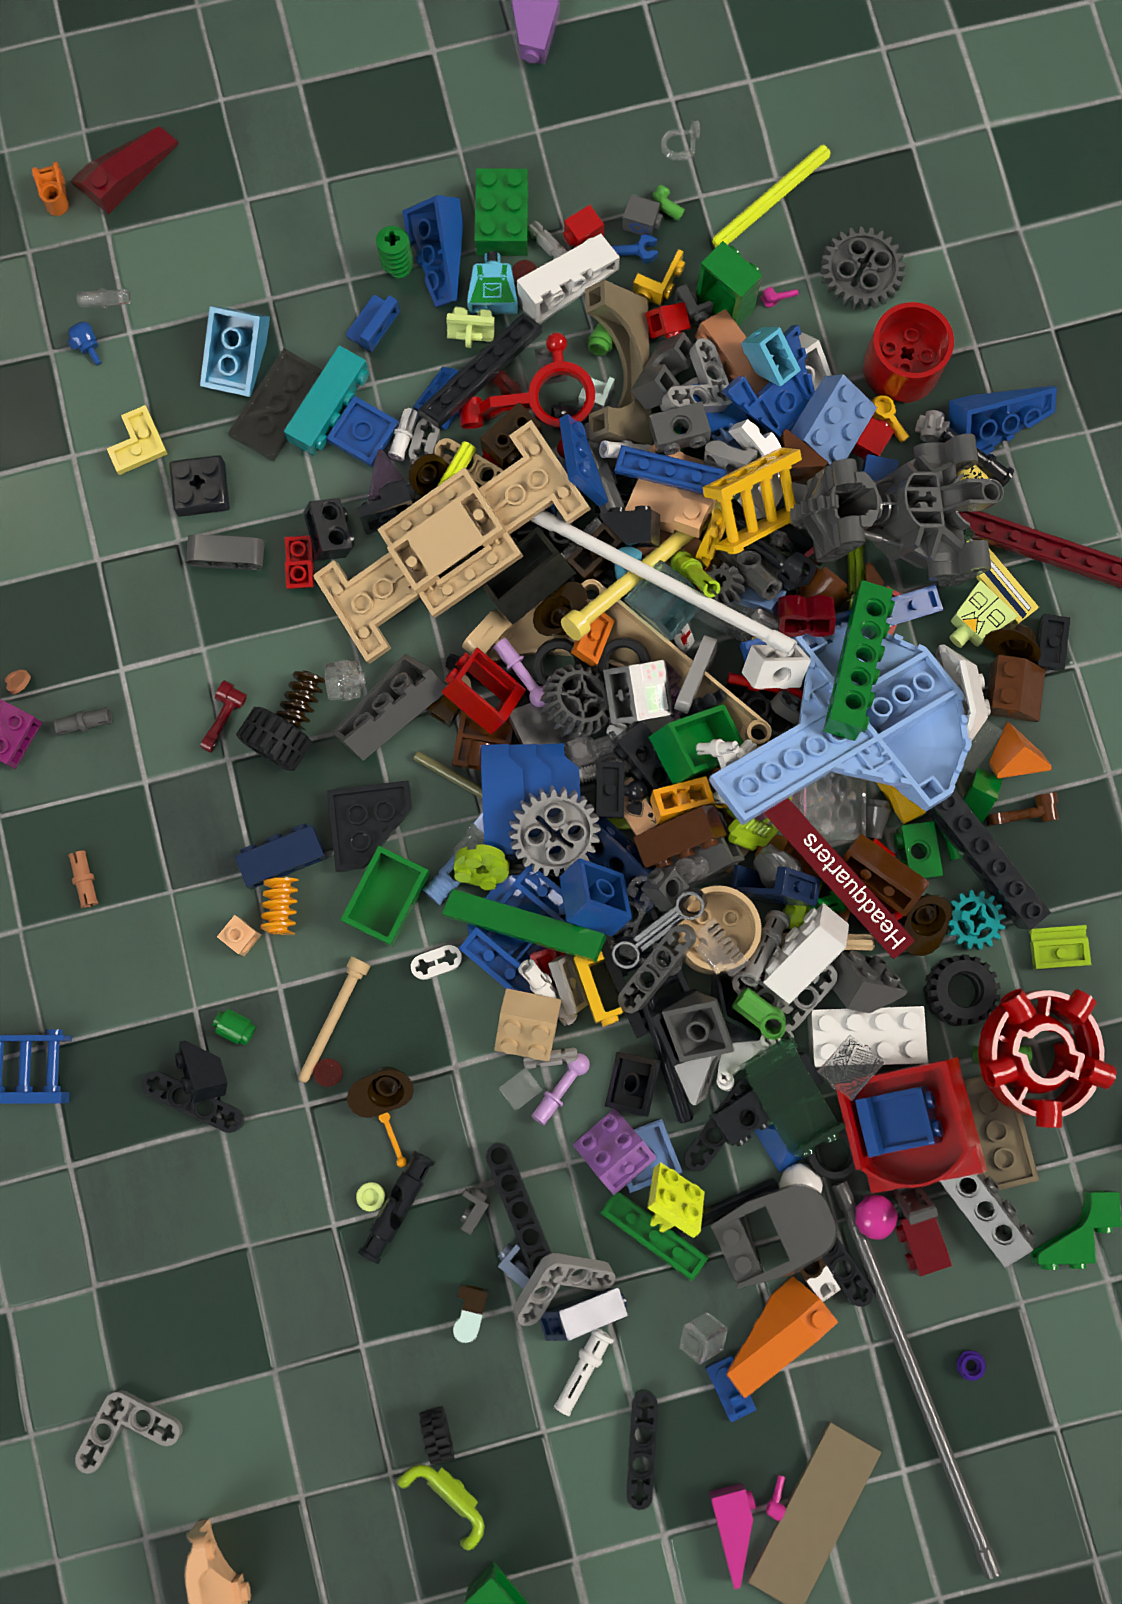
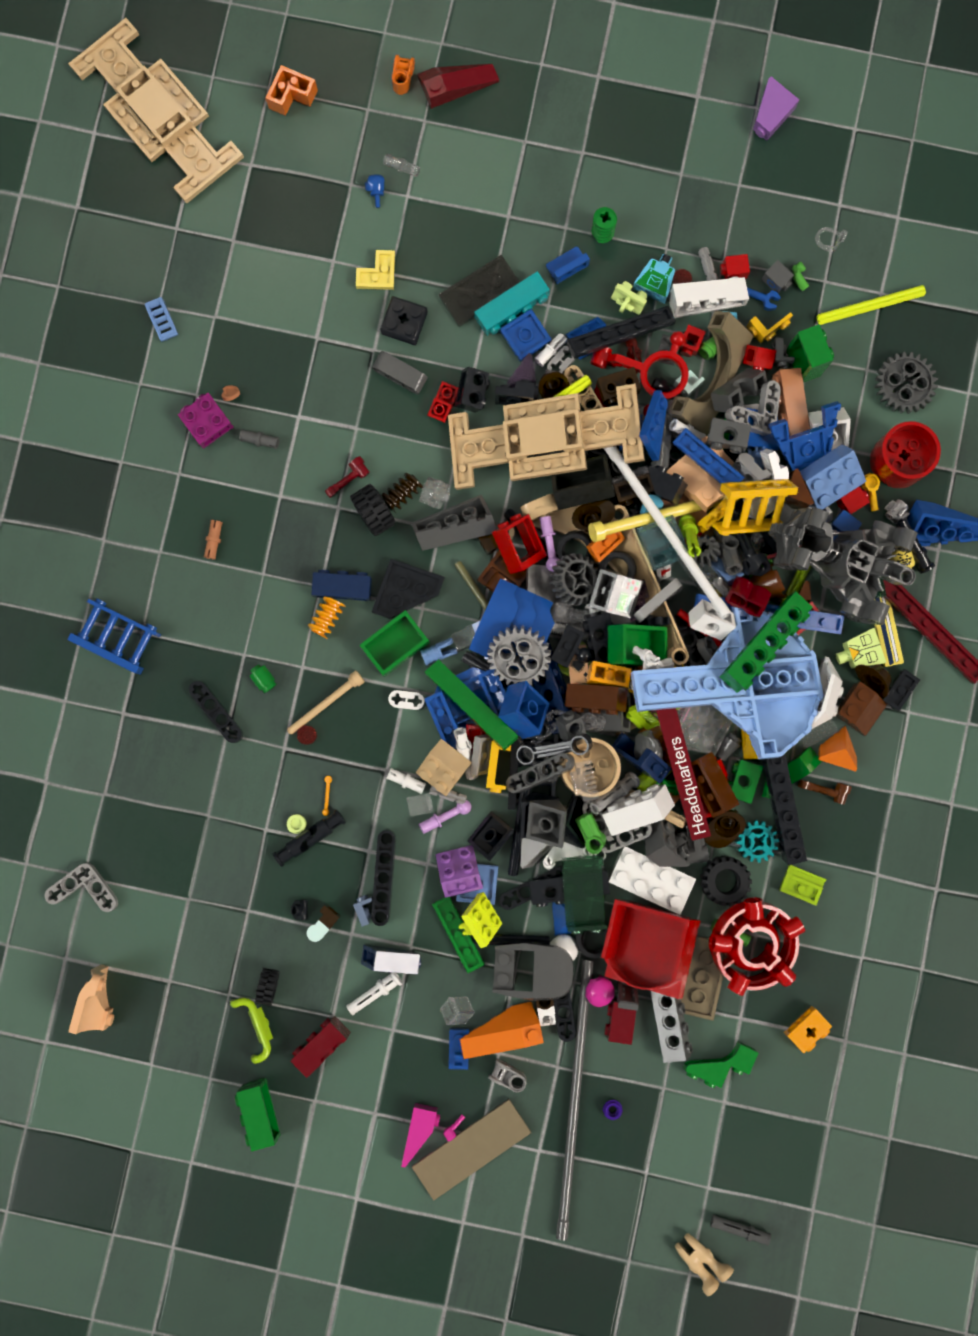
camera: 30 degrees right, 5 degrees up
(202, 1072) = (230, 696): black slope -> none
(233, 350) = (468, 240): dark azure slope -> none
(239, 935) = (292, 623): light nougat brick -> none
(380, 1092) = (332, 763): dark brown piece -> none
(429, 1309) = (299, 909): none -> black plate
(436, 233) = (637, 225): blue wedge -> none
(469, 869) = (463, 655): lime plate -> none
(473, 1215) = (352, 866): dark grey bracket -> none
(487, 1067) = (406, 780): none -> white pin
(501, 211) = (687, 230): green piece -> none
(546, 1480) = (320, 1046): none -> dark red wedge
(555, 1271) = (387, 926): light grey beam -> none
(575, 334) = (692, 335): none -> red brick
(645, 1449) = (388, 1058): black beam -> none
(770, 355) = (812, 408): medium azure torso -> none
(771, 298) = (835, 373): dark pink hand -> none
(812, 1392) = (507, 1075): none -> light grey piece
(850, 1067) = (629, 893): clear piece -> none
(899, 1121) = (643, 941): blue panel -> none
(904, 966) = (697, 849): none -> dark grey piece

